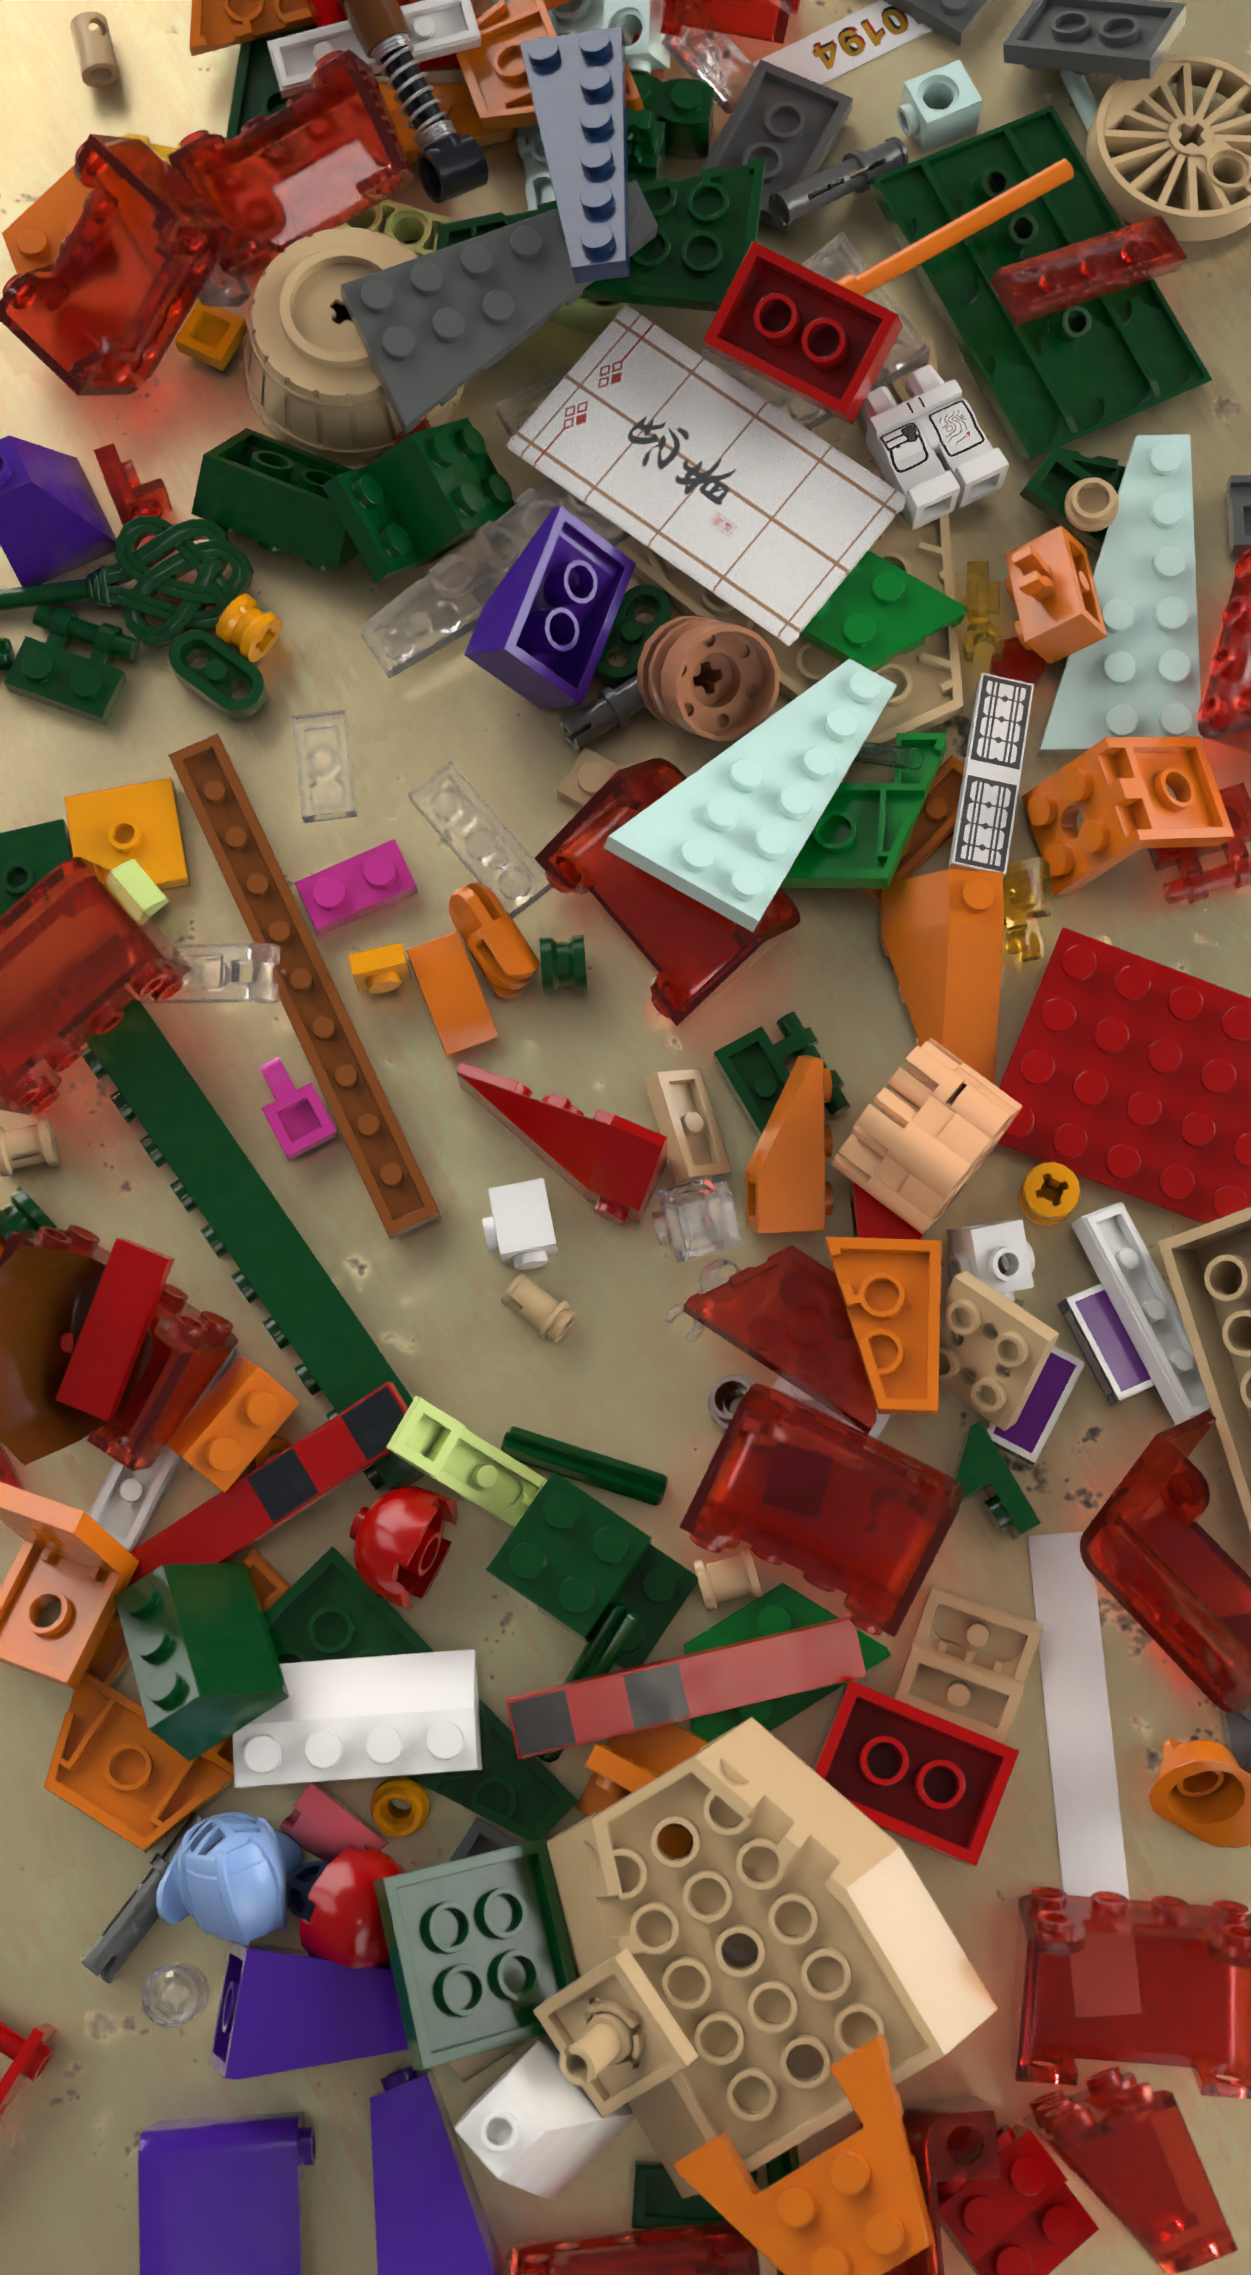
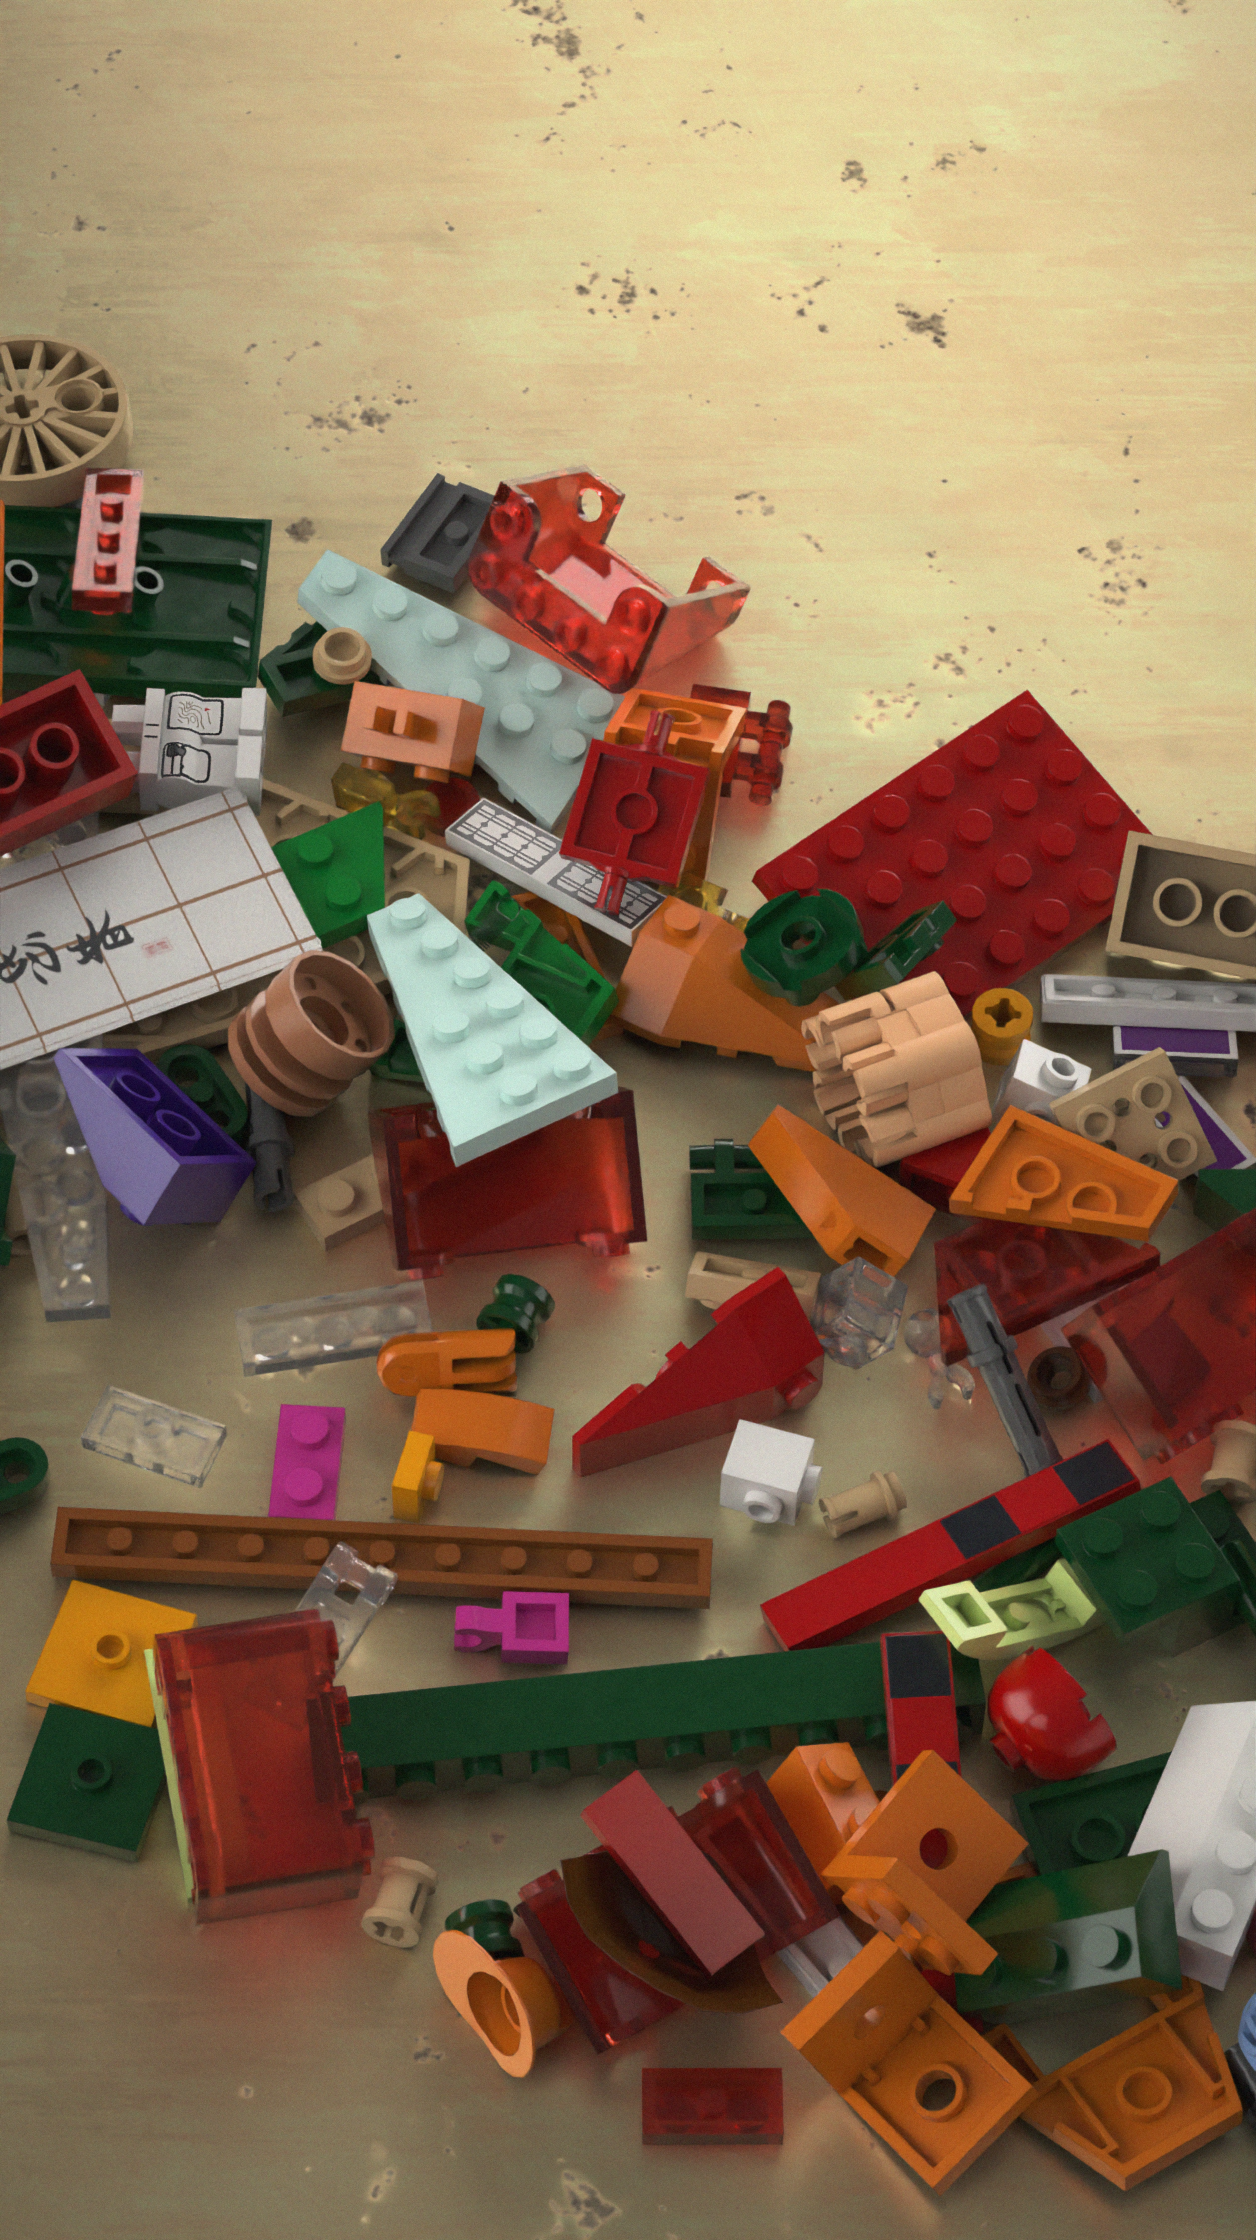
camera: 65 degrees left, 20 degrees down
(164, 1511) = (906, 1898): none -> orange bracket
(528, 1397) = (949, 1549): none -> red tile
(719, 1311) = (998, 1365): none -> dark grey pin
(995, 1027) = (806, 971): none -> dark green plate
(1040, 1078) = (899, 951): none -> dark green wing
(1047, 804) = (635, 813): none -> red plate

